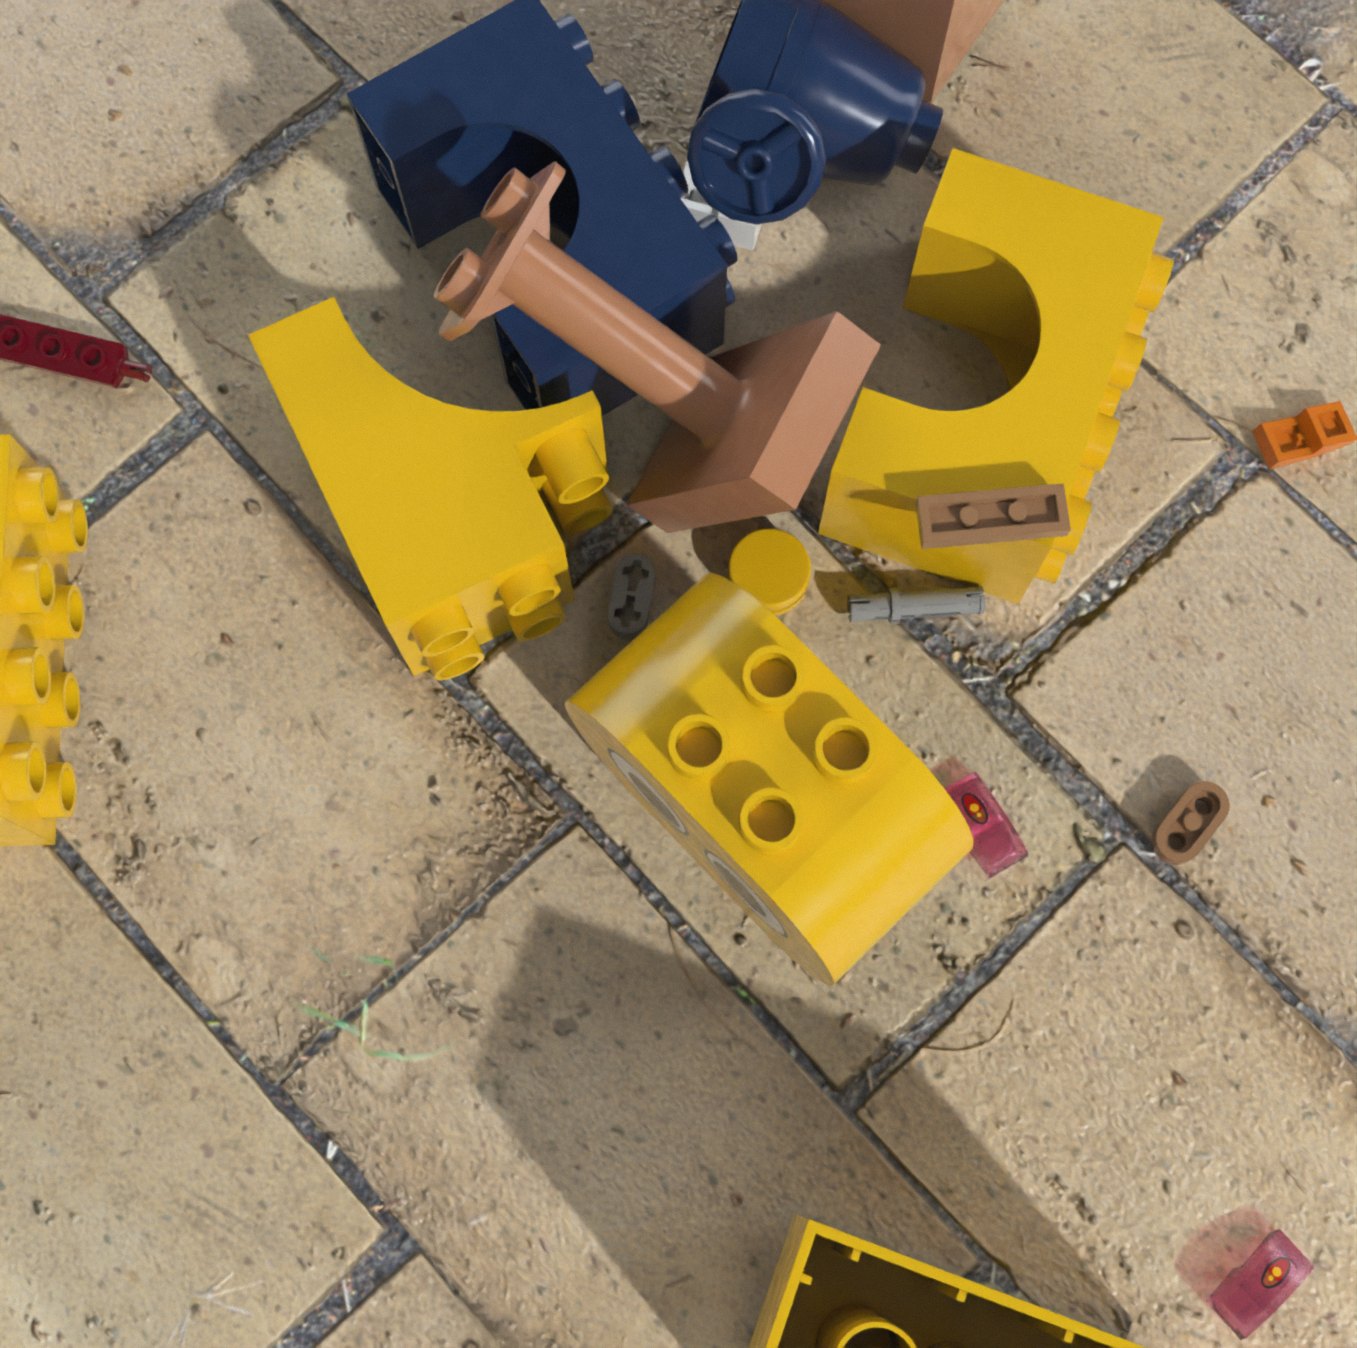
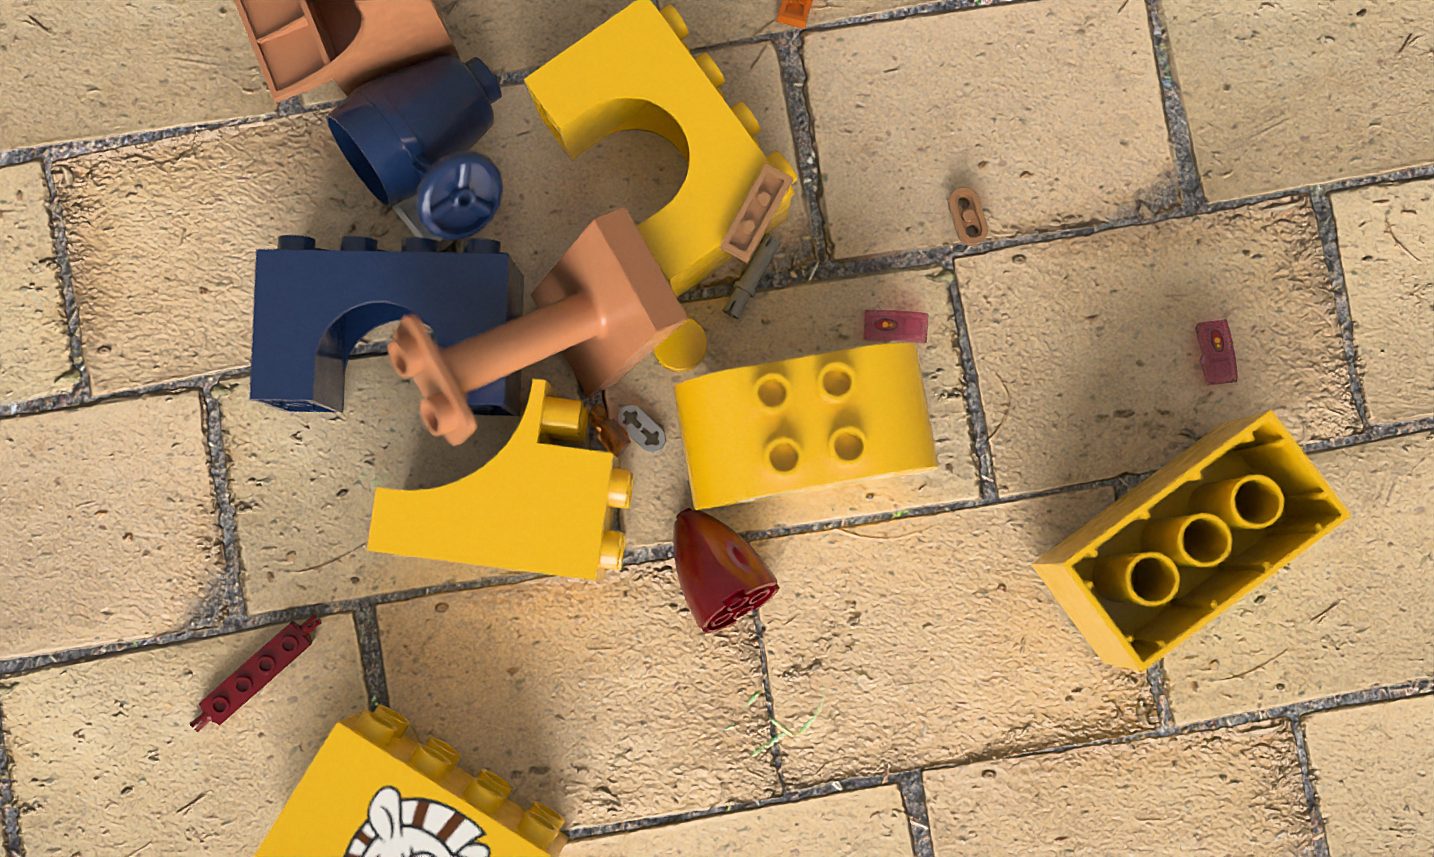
camera: 55 degrees left, 10 degrees up
(509, 804) = (718, 571): none -> dark red cylinder
(598, 565) = (610, 433): none -> clear orange plate

